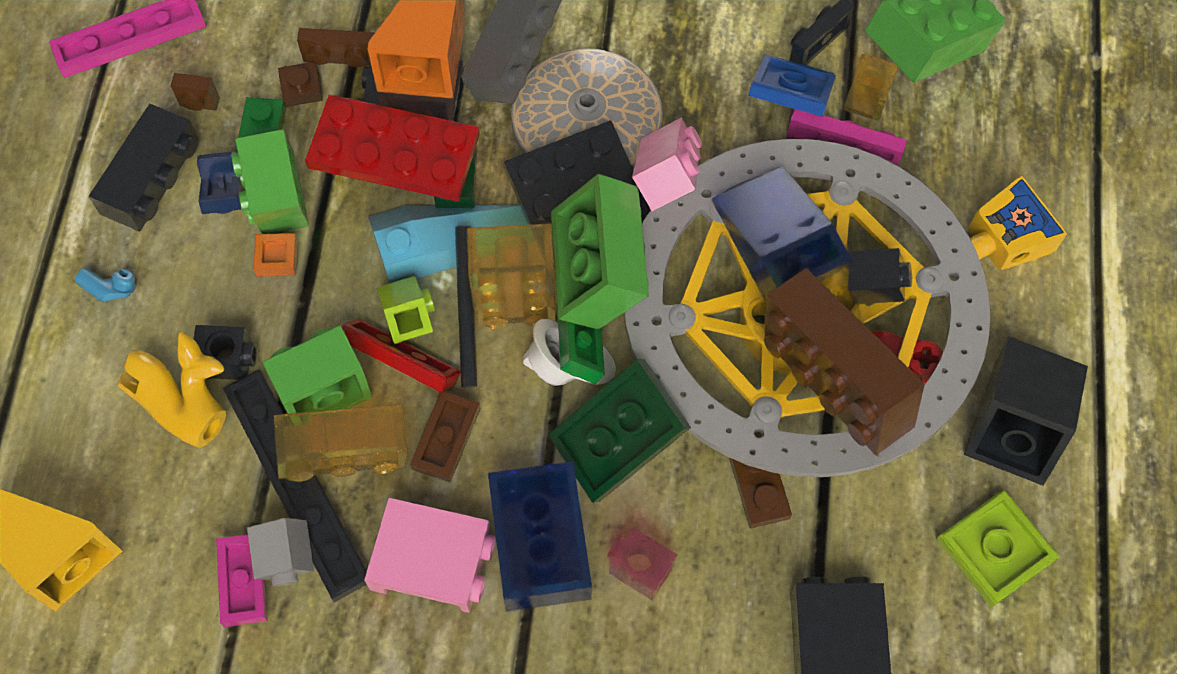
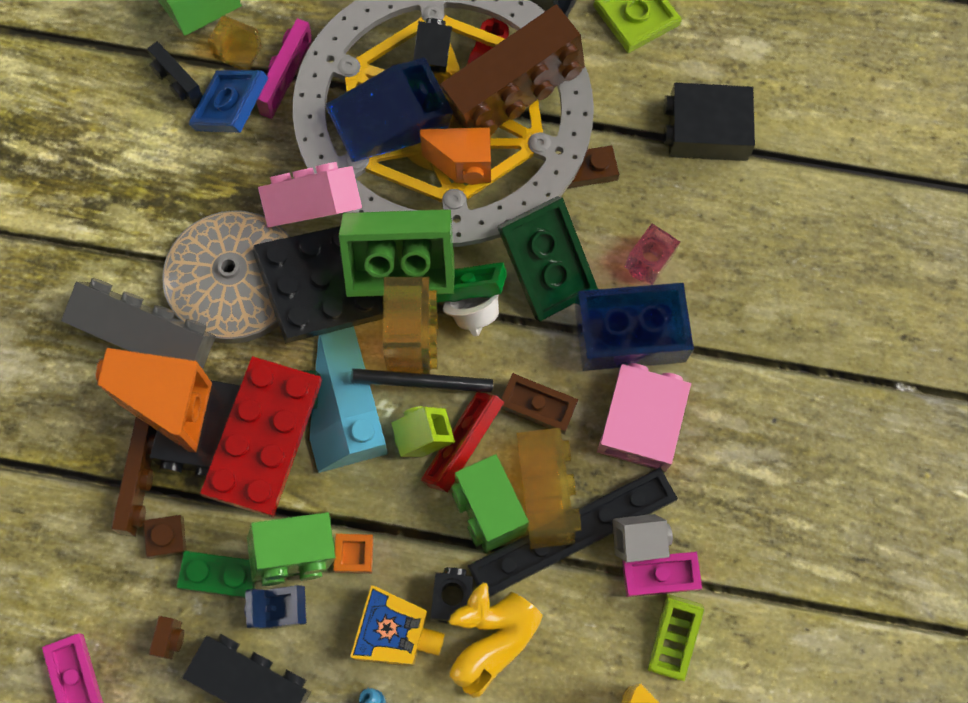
camera: 90 degrees left, 5 degrees up
(190, 294) = (393, 631): none -> torso
(198, 608) = (667, 669): none -> lime slope
(735, 317) = (459, 153): none -> orange slope

